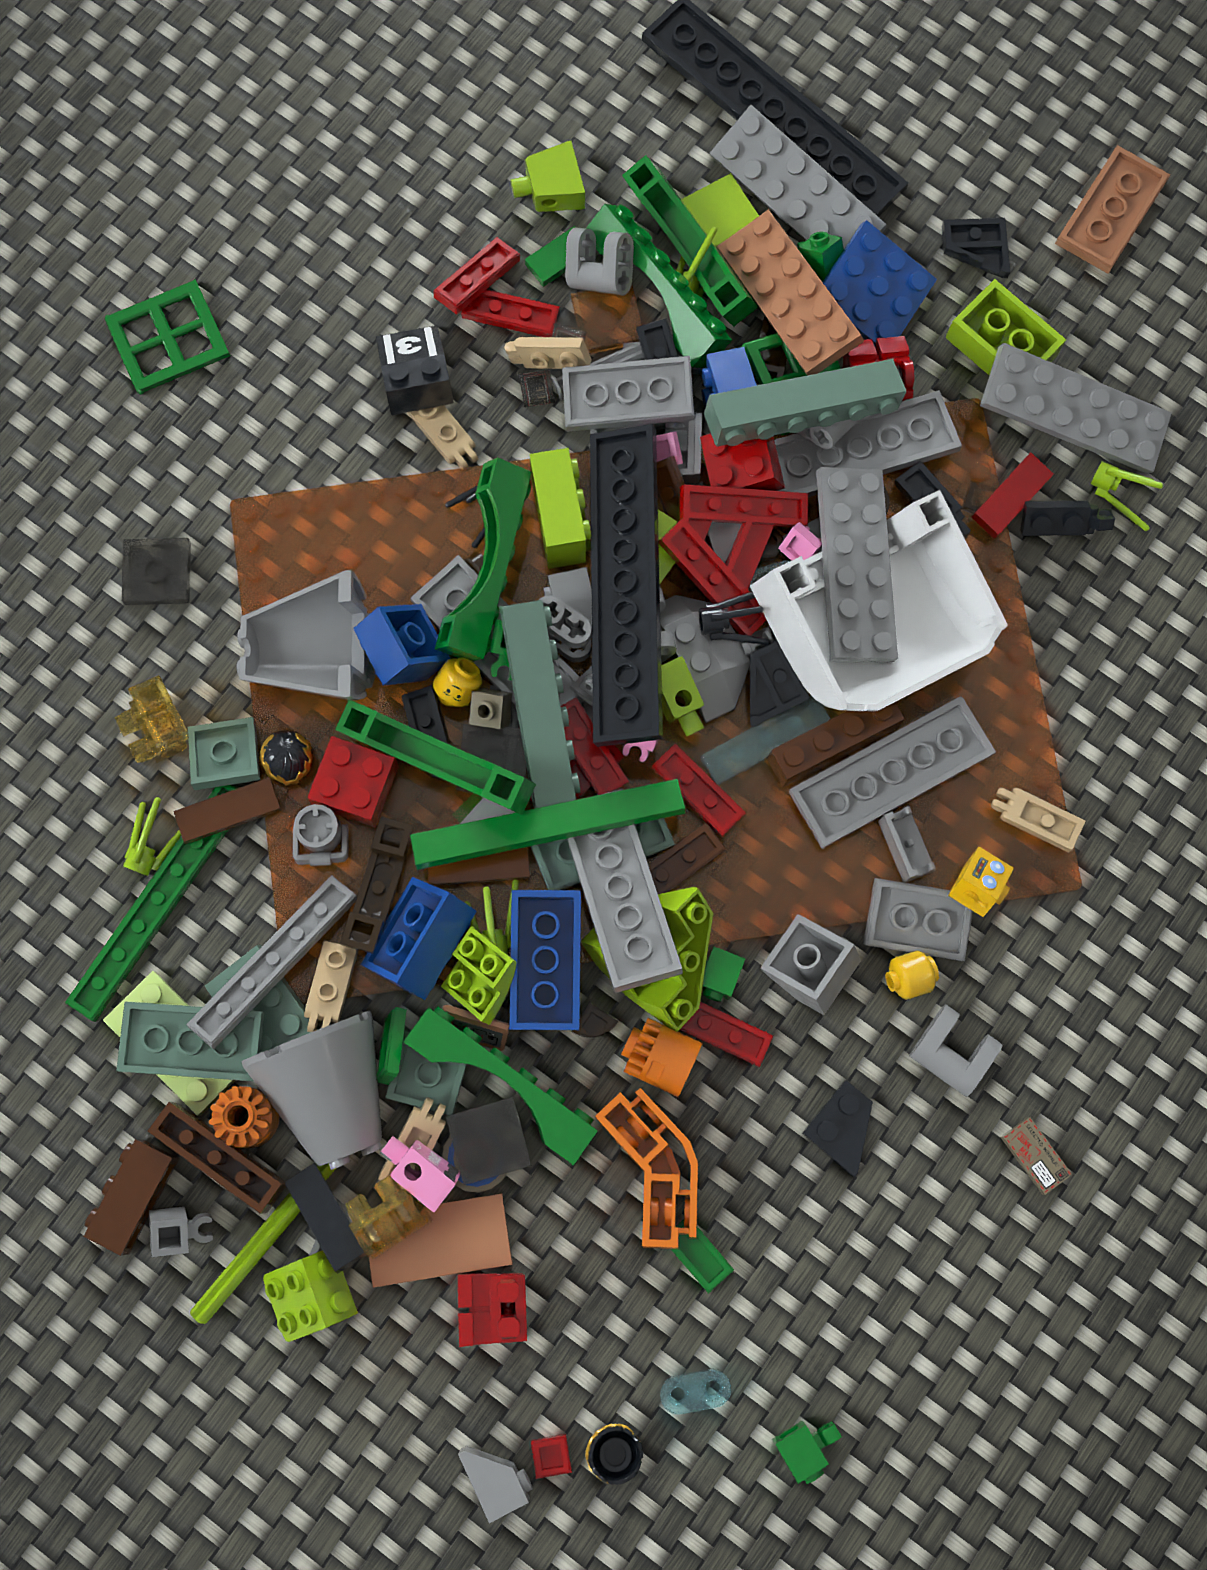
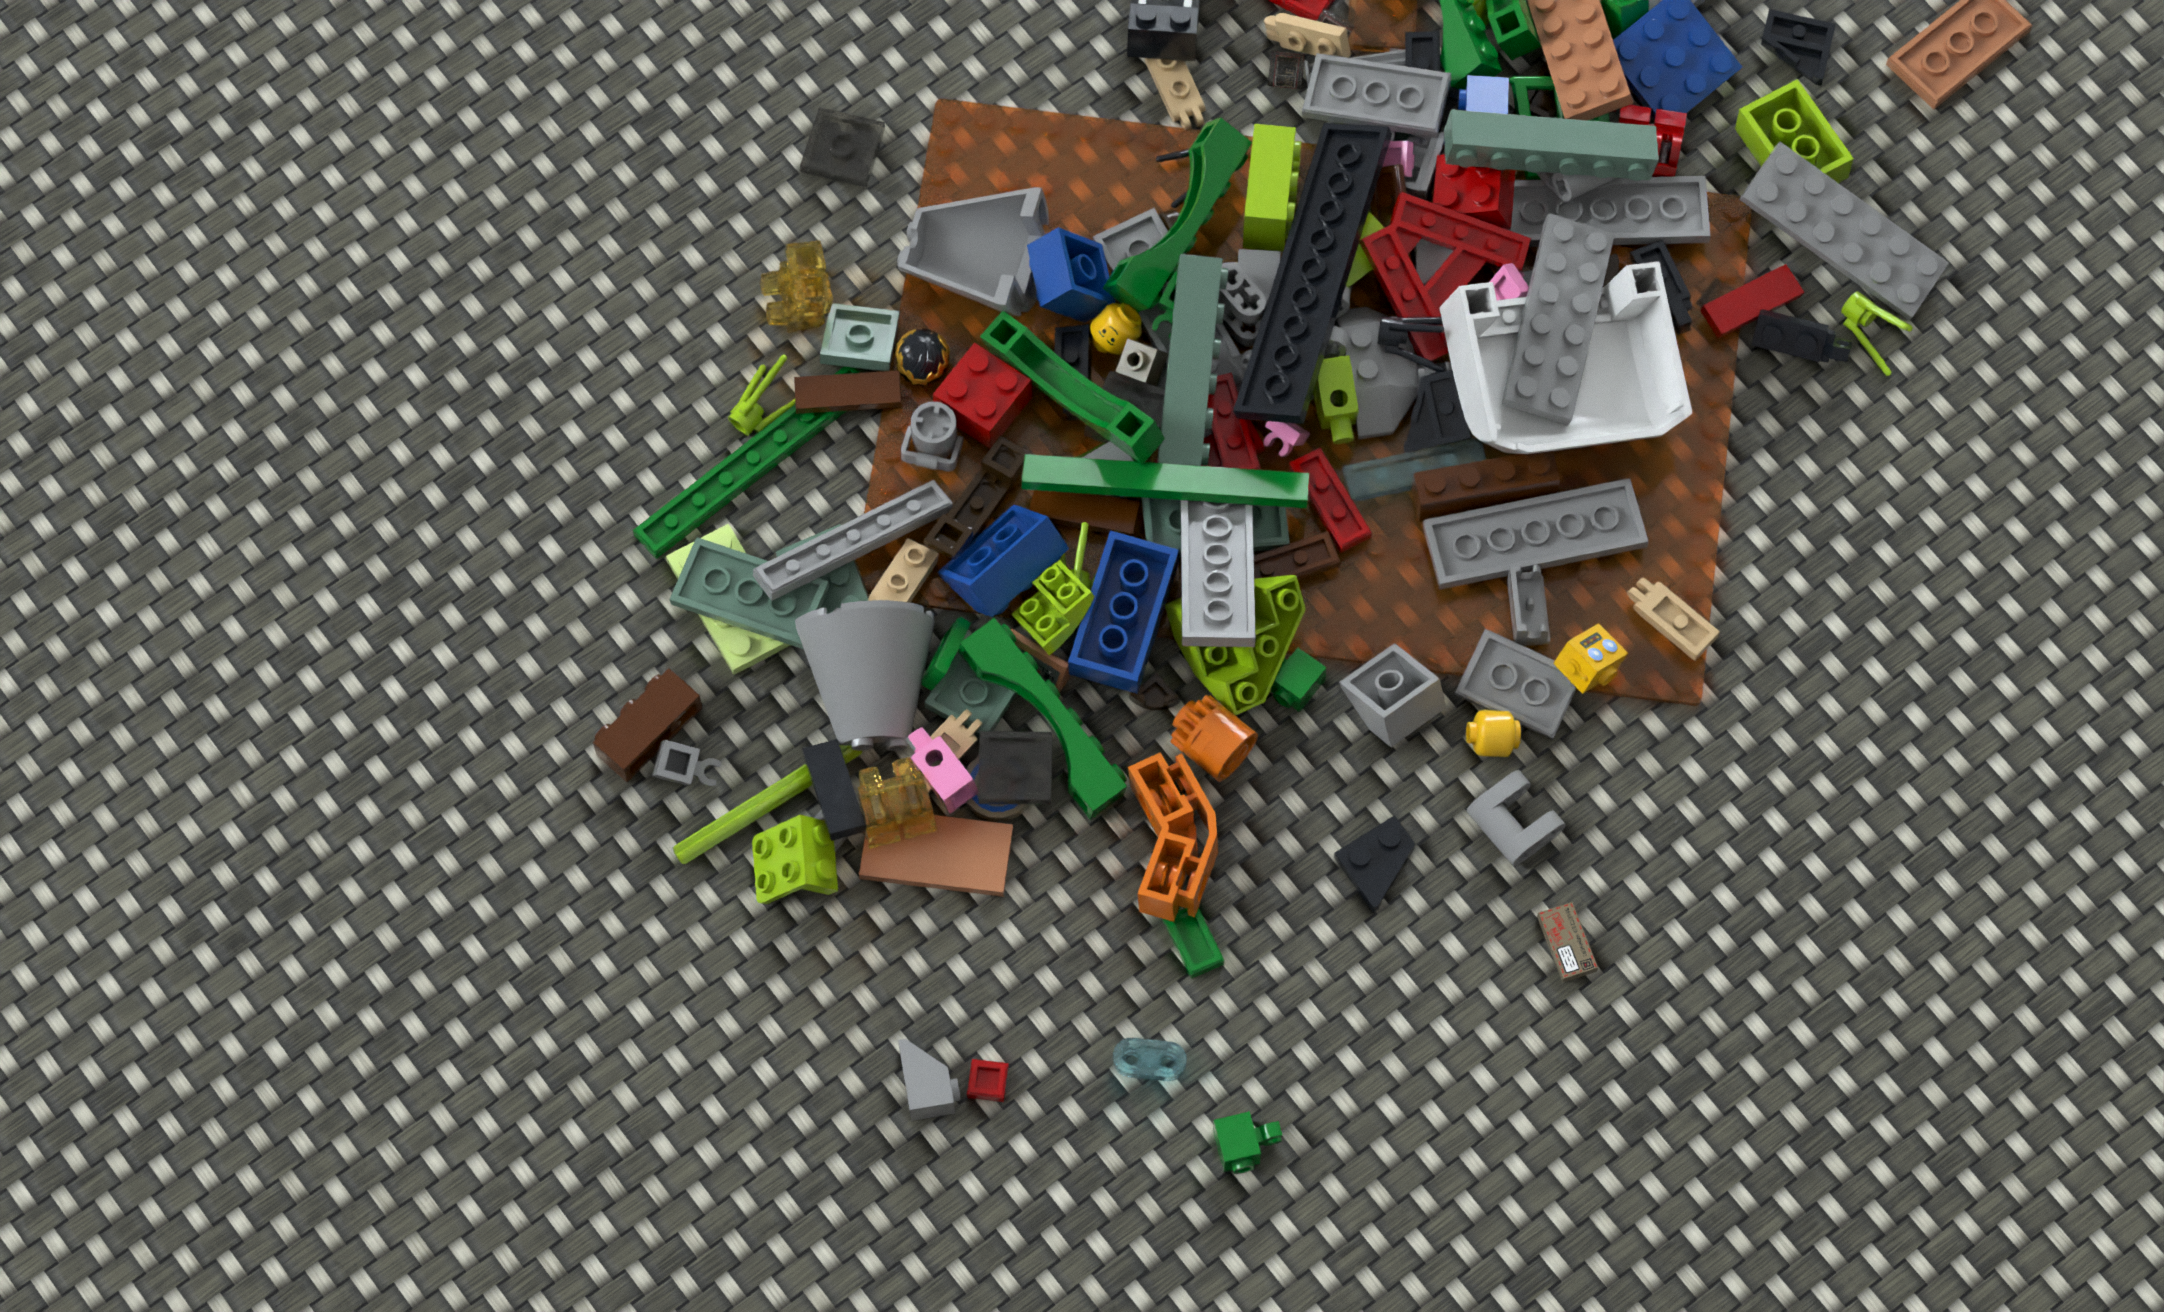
camera: 20 degrees right, 10 degrees down
(223, 1163) = (744, 709): reddish brown brick -> none
(261, 1121) = (781, 680): orange gear -> none
(487, 1297) = (970, 925): red hips -> none
(614, 1454) = (1050, 1089): black hair -> none
(728, 1034) = (1287, 740): red tile -> none

